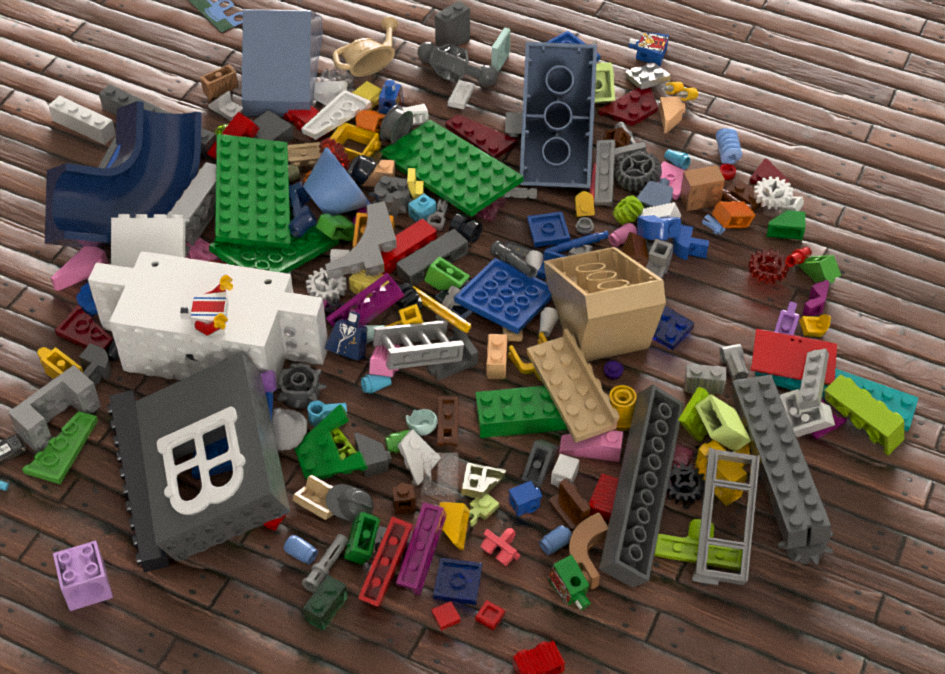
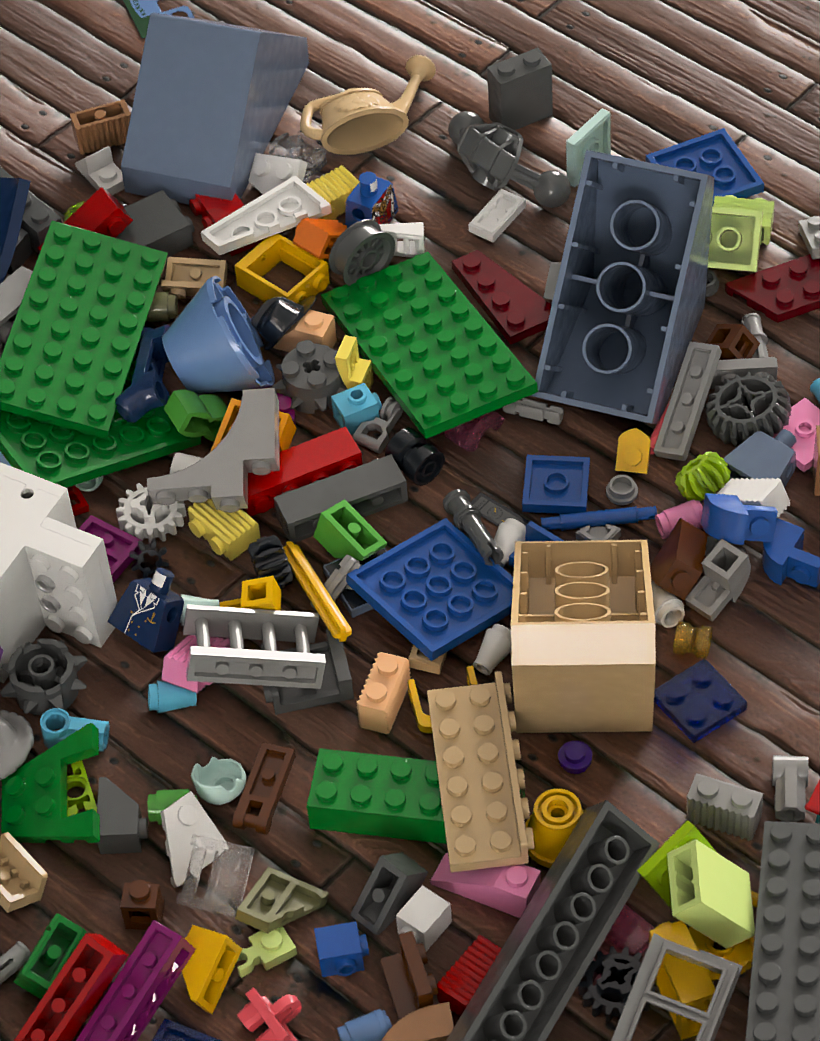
camera: 20 degrees right, 0 degrees up
(337, 150) = (241, 283): clear red gear -> none
(348, 501) = (50, 888): dark grey piece -> none
(370, 307) = (207, 564): magenta fence -> none

